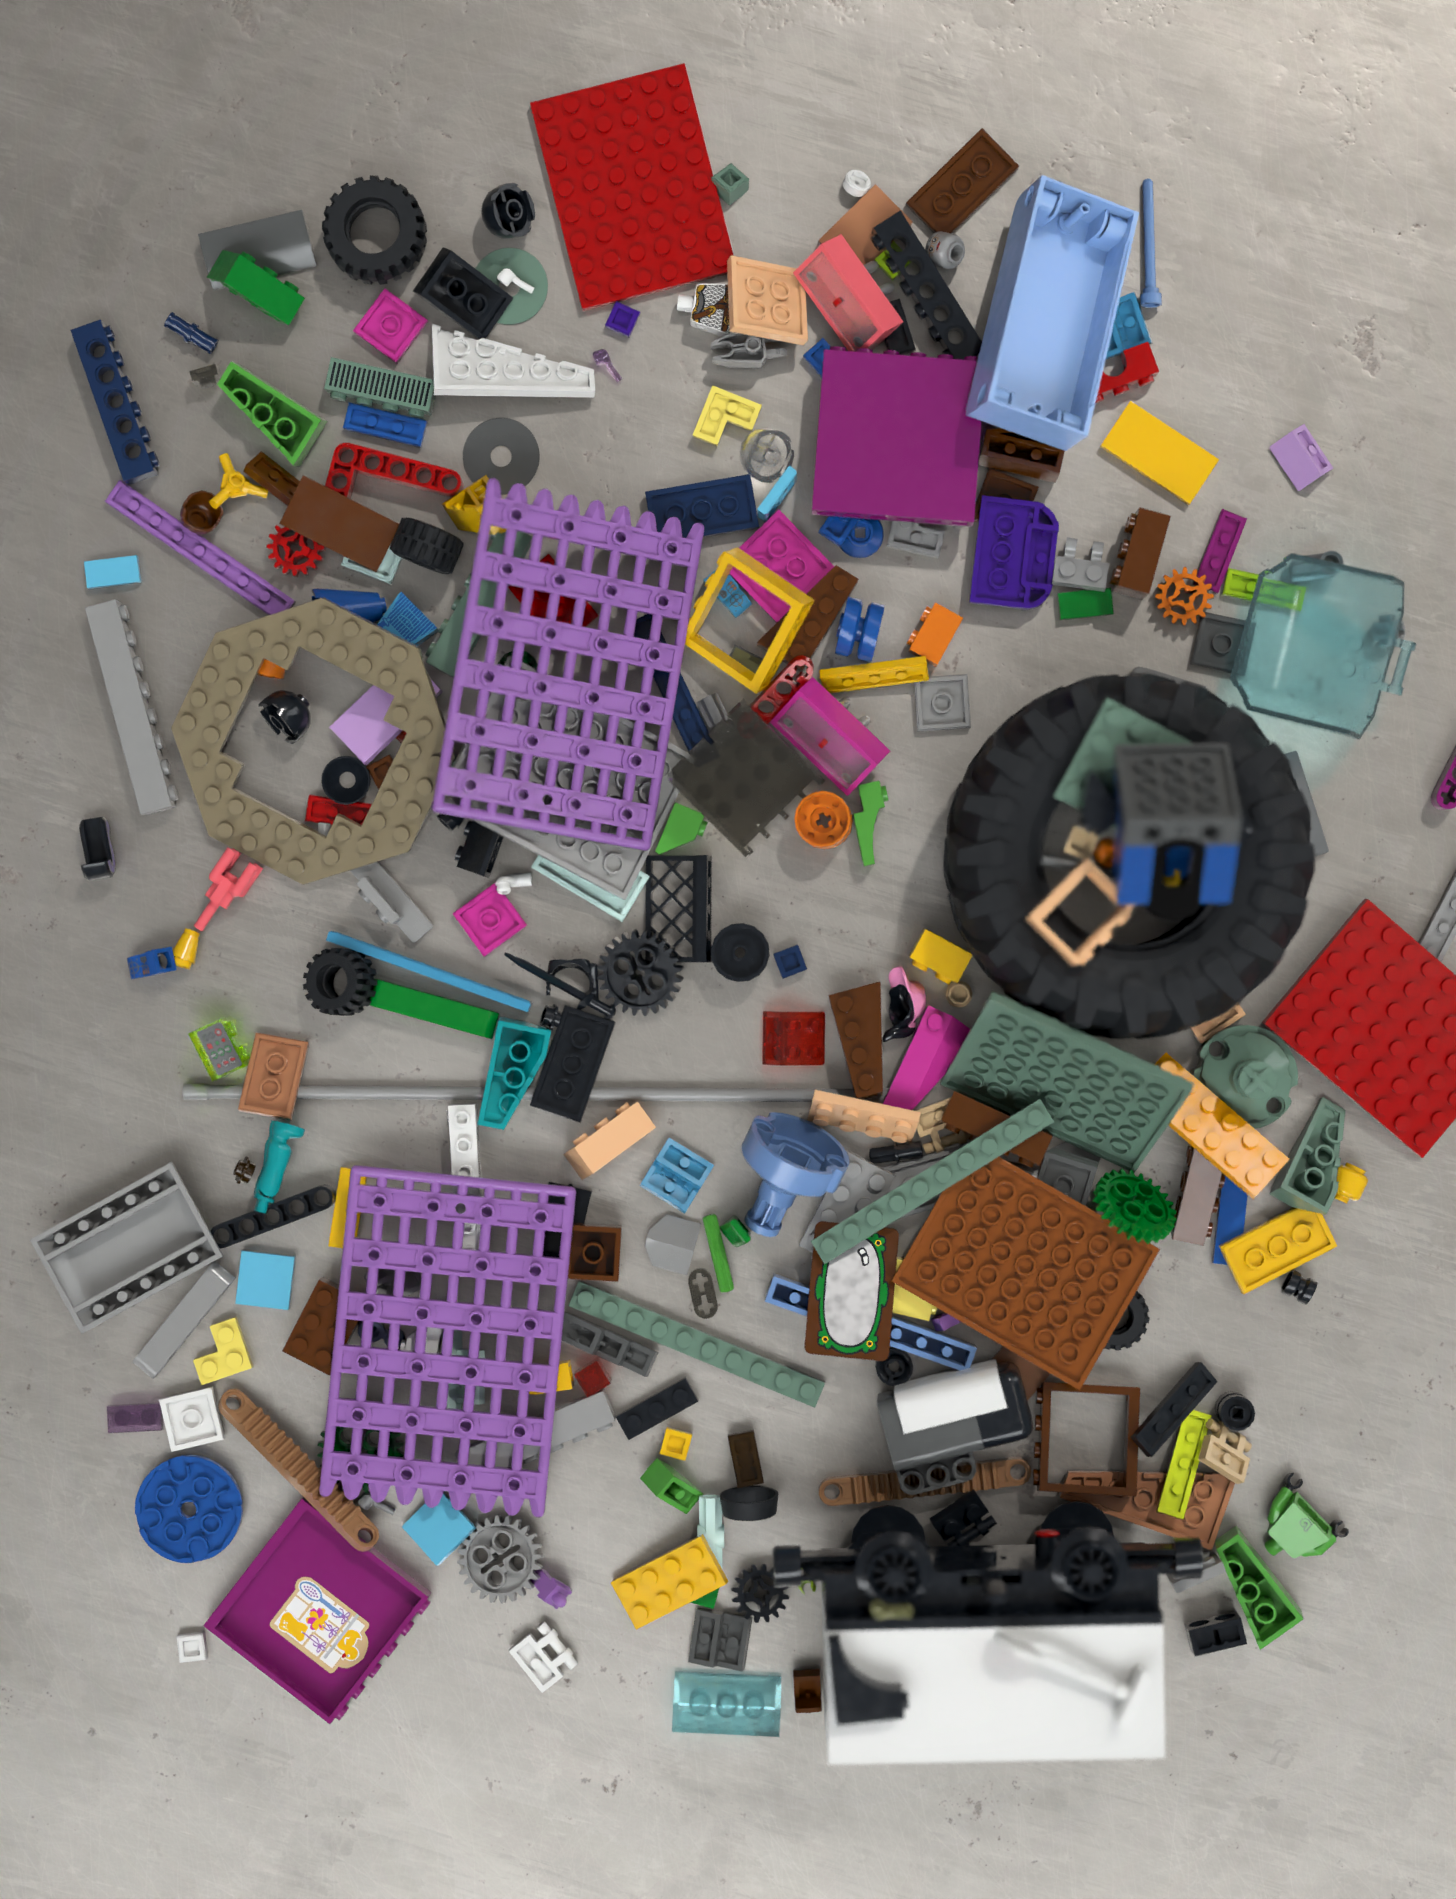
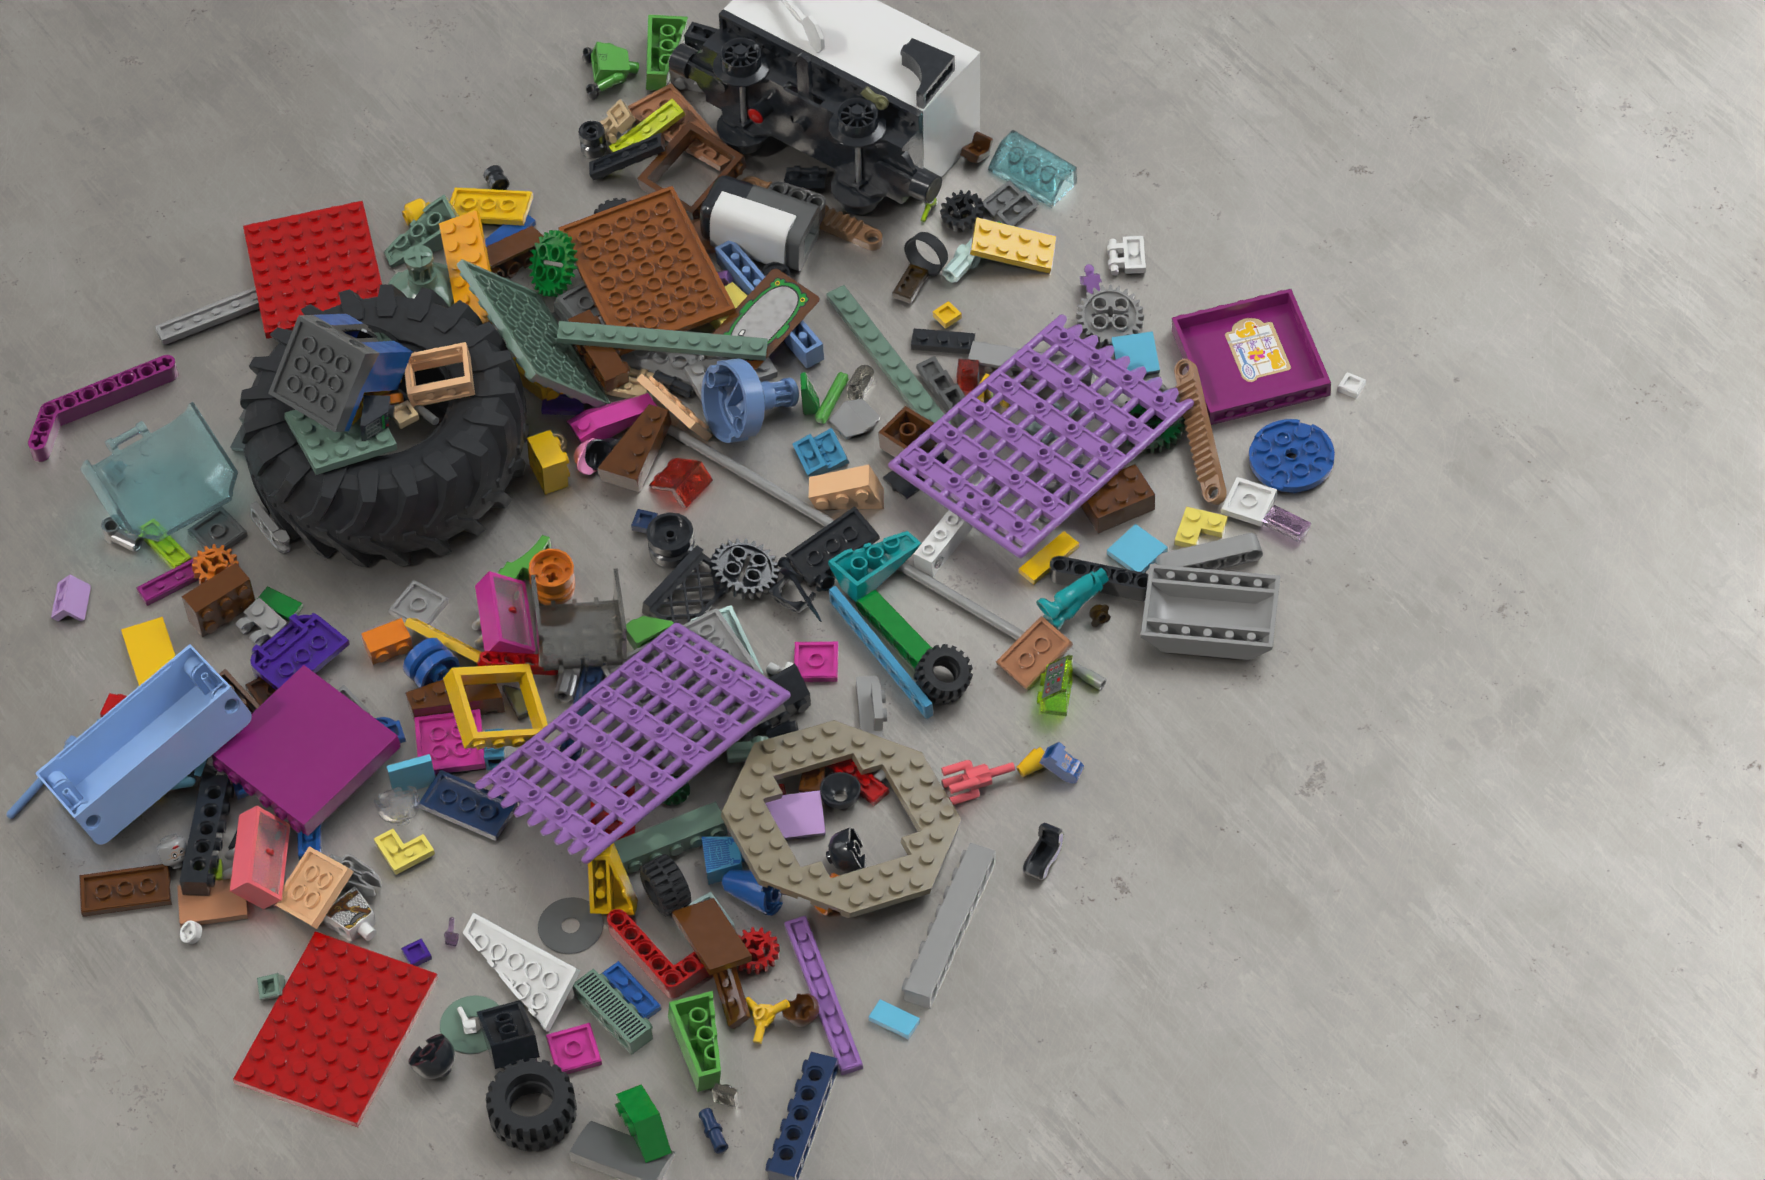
camera: 145 degrees left, 35 degrees down
(671, 1486) = (969, 295): bright green slope -> none

